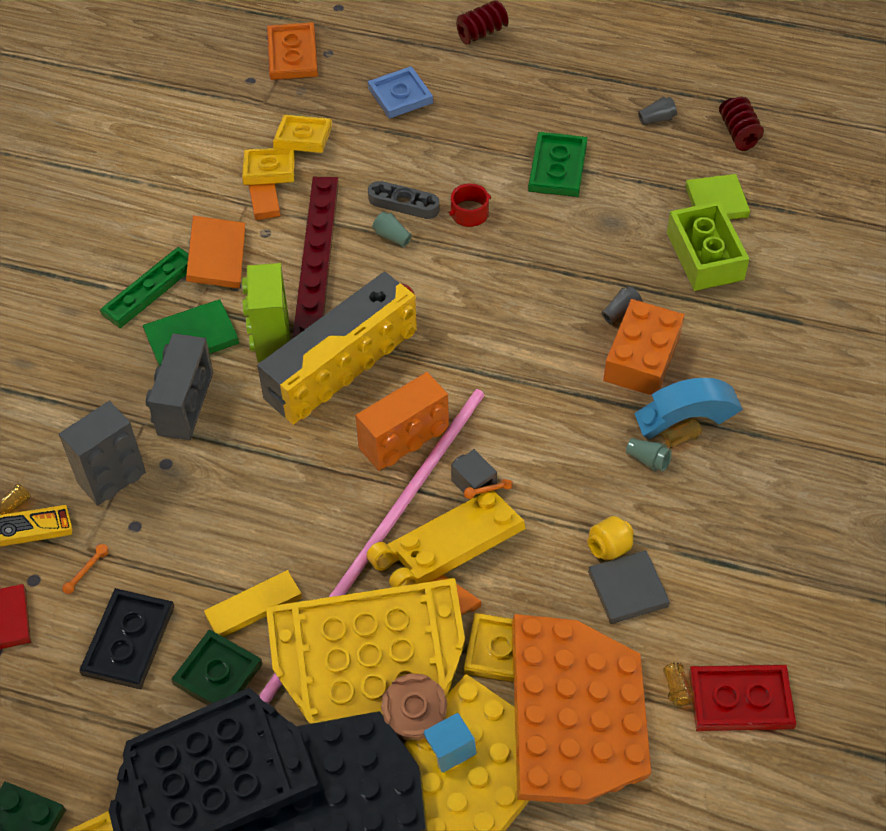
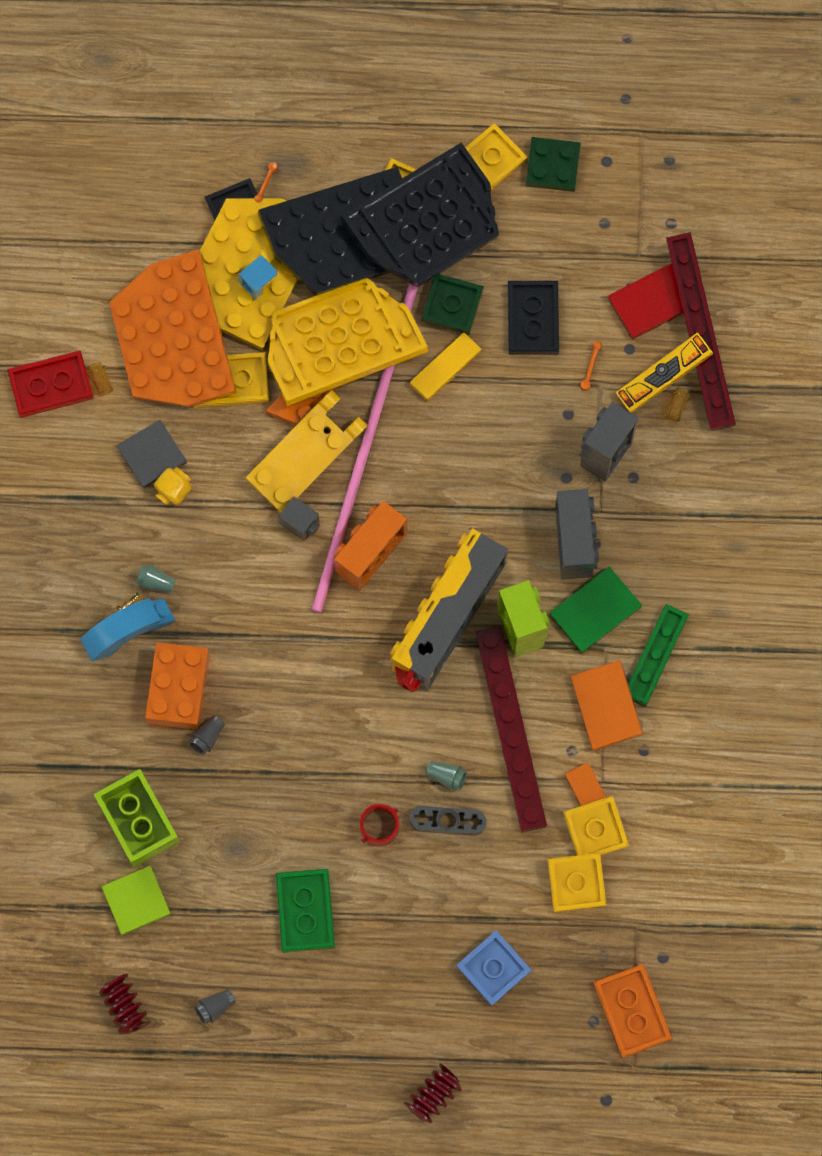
camera: 165 degrees right, 20 degrees up
(413, 705) = (292, 303): nougat tile -> none
(469, 492) = (271, 522): orange hinge -> none

